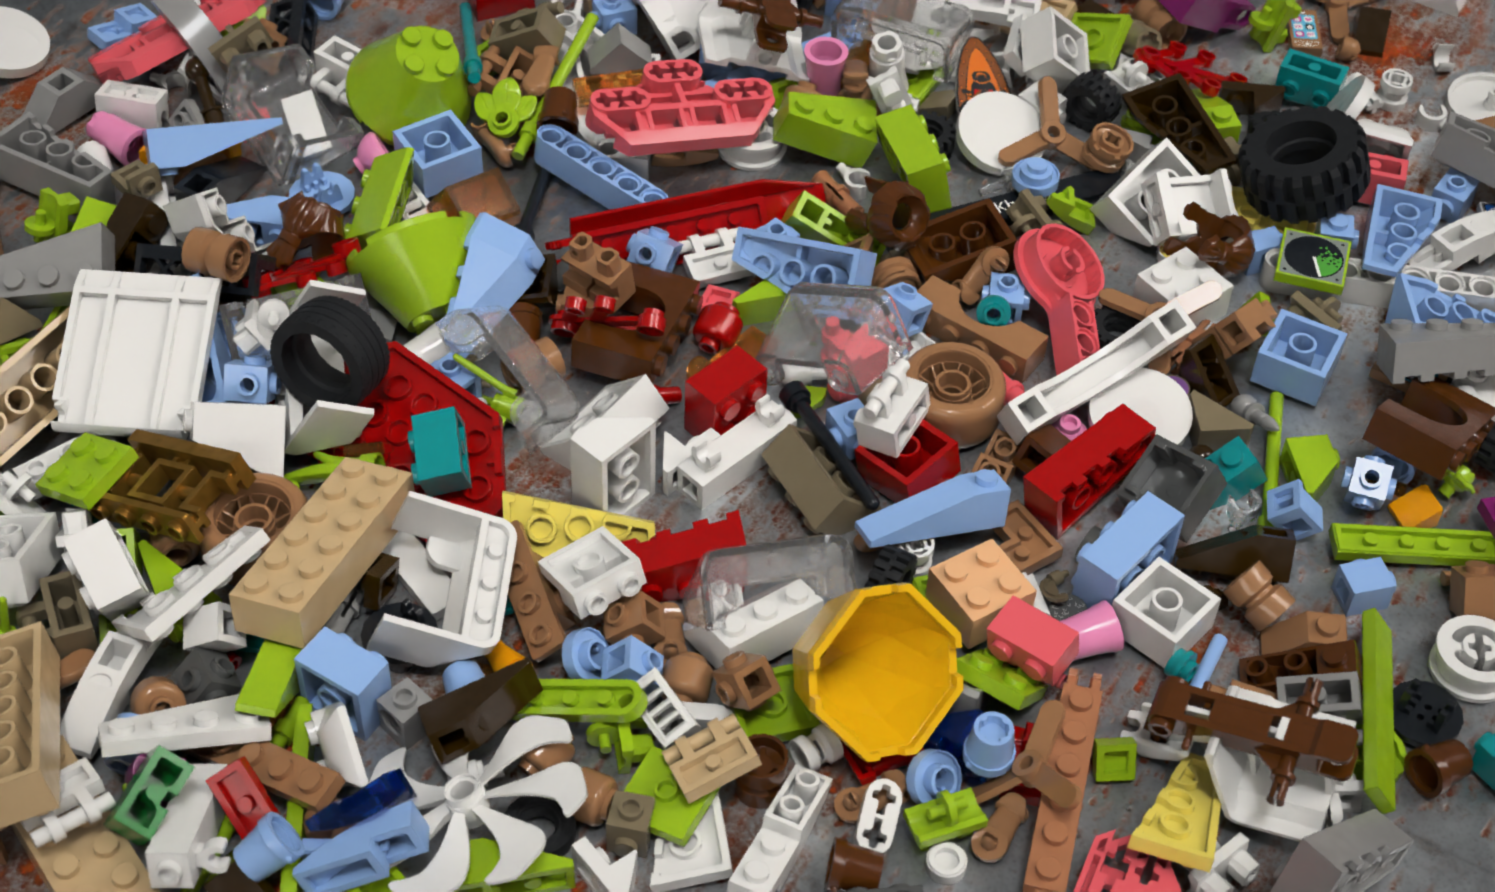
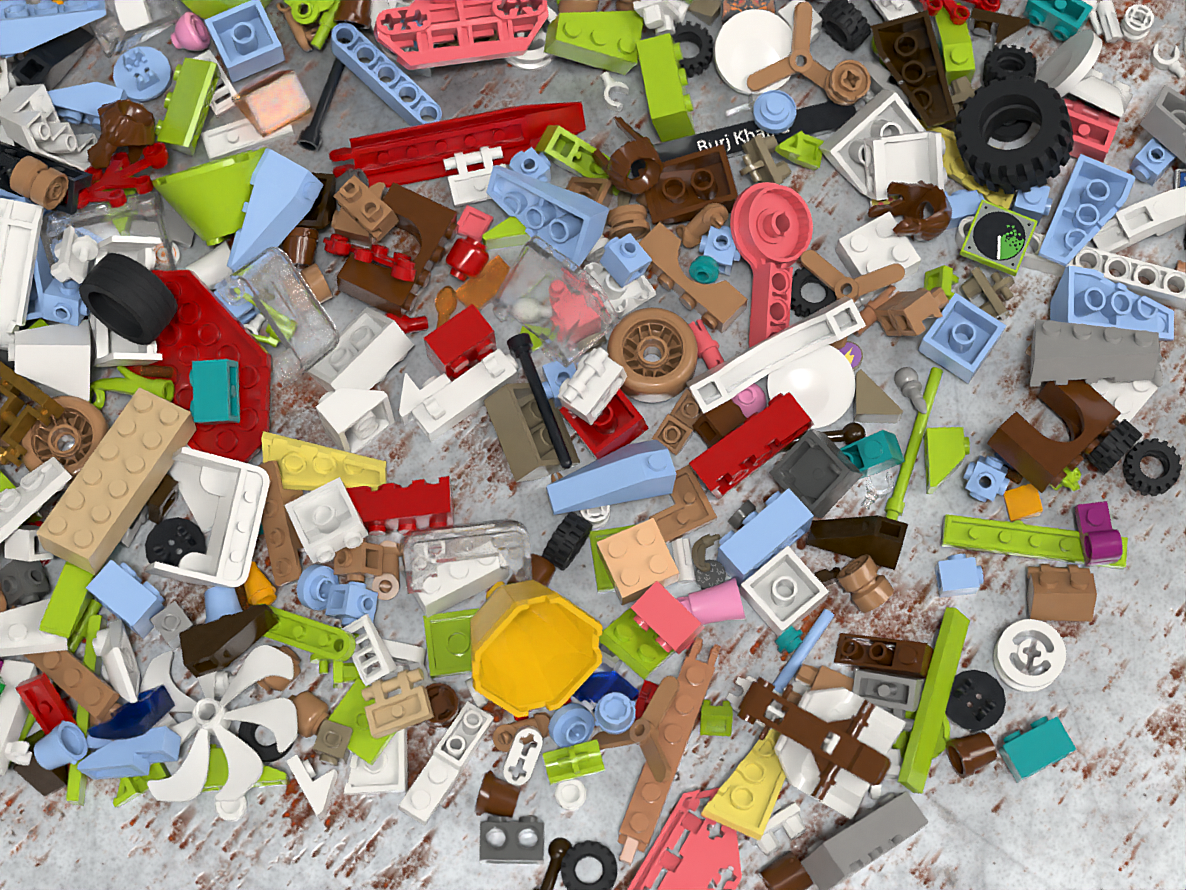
camera: 10 degrees right, 25 degrees up
(654, 249) = (421, 173): light blue brick -> none
(689, 677) = (393, 617): medium nougat head -> none
(745, 681) = (435, 632): medium nougat brick -> none
(831, 188) = (595, 112): nougat pin -> none
(993, 841) = (616, 770): medium nougat piece -> none
(1208, 372) = (881, 348): dark brown slope -> none
(1294, 509) = (915, 501): light blue brick -> none
(1303, 631) = (894, 624): medium nougat slope -> none

